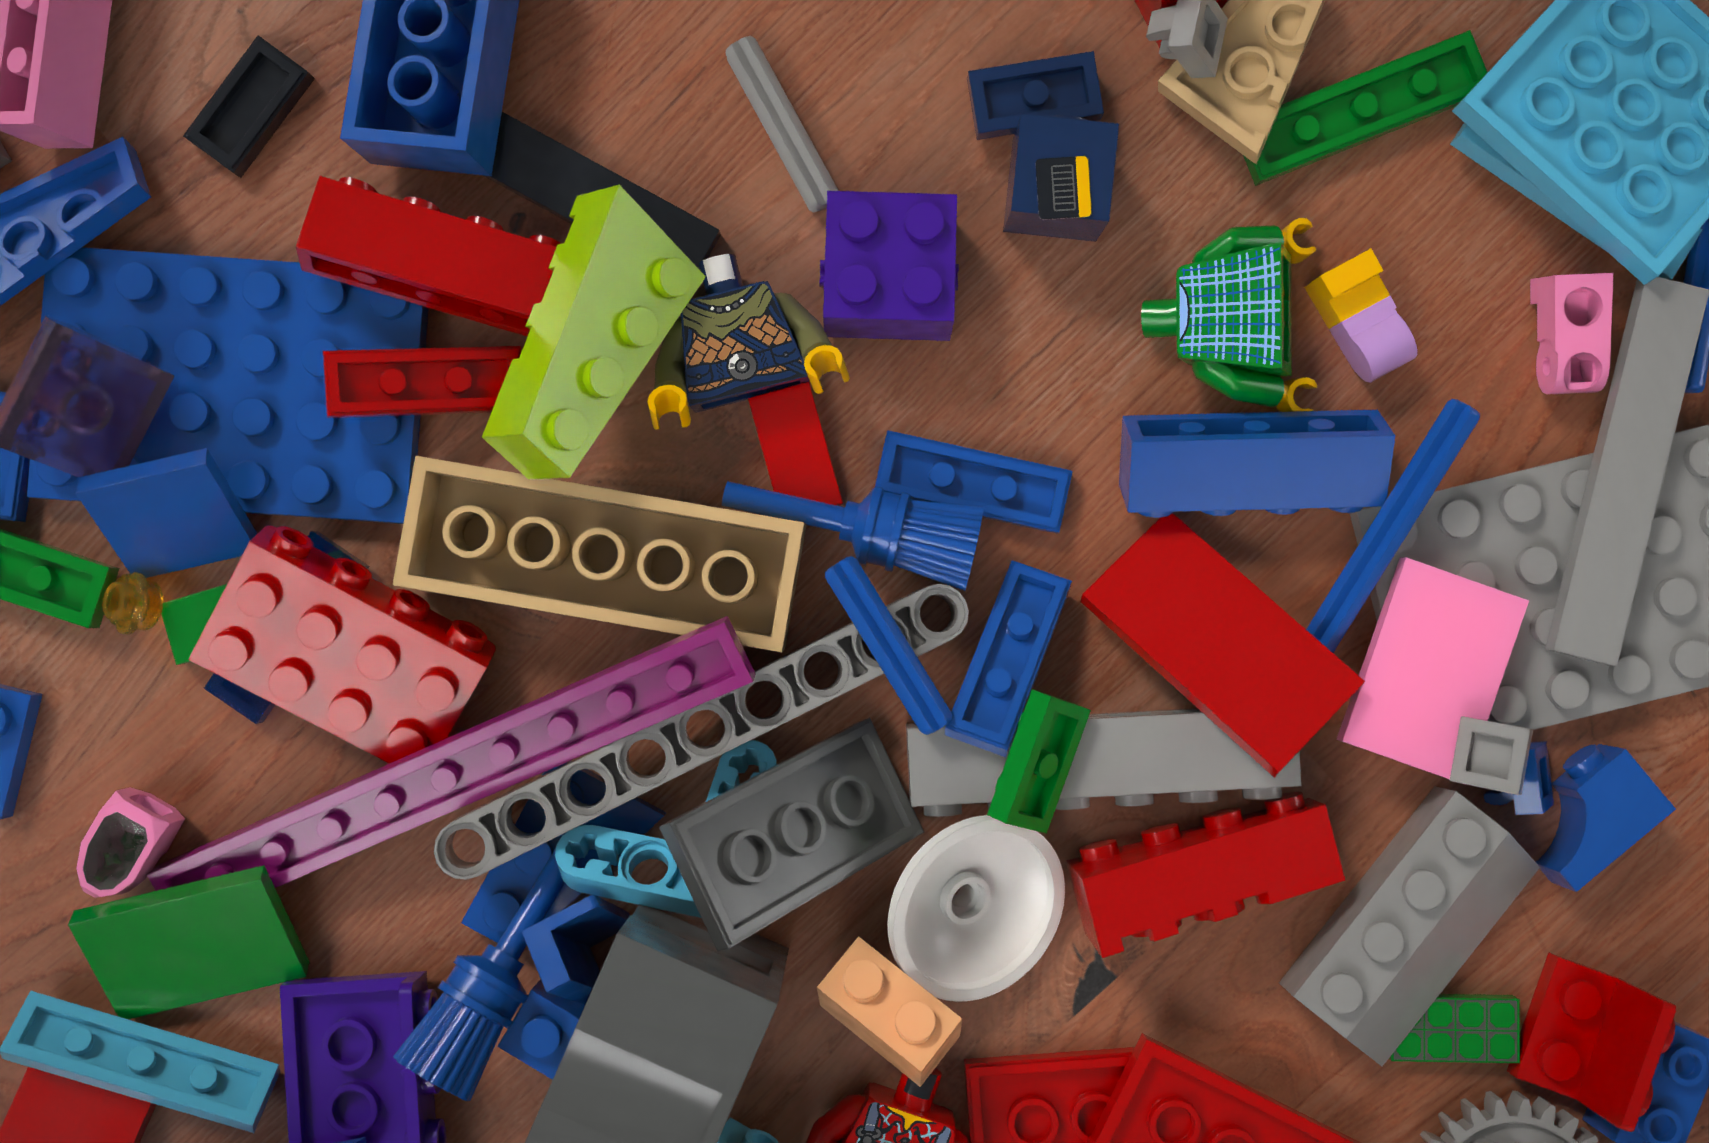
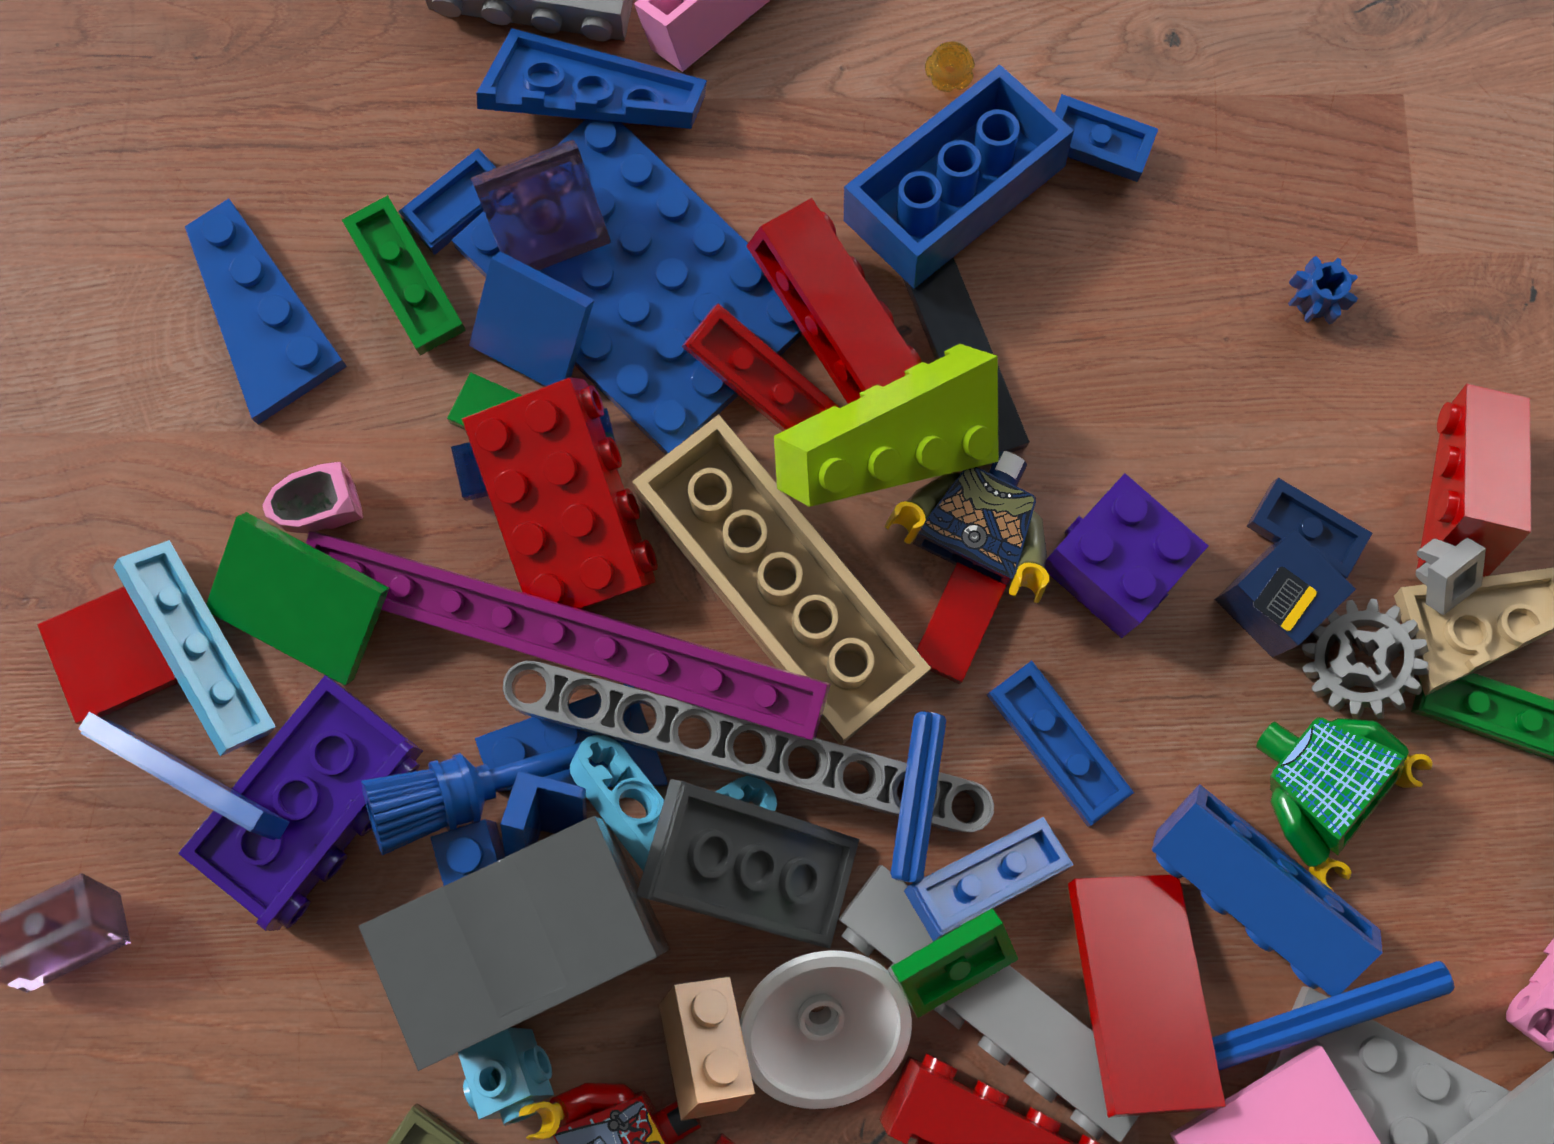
camera: 35 degrees right, 10 degrees down
(133, 603) = (456, 358): clear yellow plate -> none
(249, 106) = (797, 126): black tile -> none
(781, 122) = (1126, 409): light grey axle -> none
(883, 528) = (979, 723): blue piece -> none
(1183, 151) = (1385, 647): none -> light grey gear
(1363, 317) = (1419, 858): leg -> none

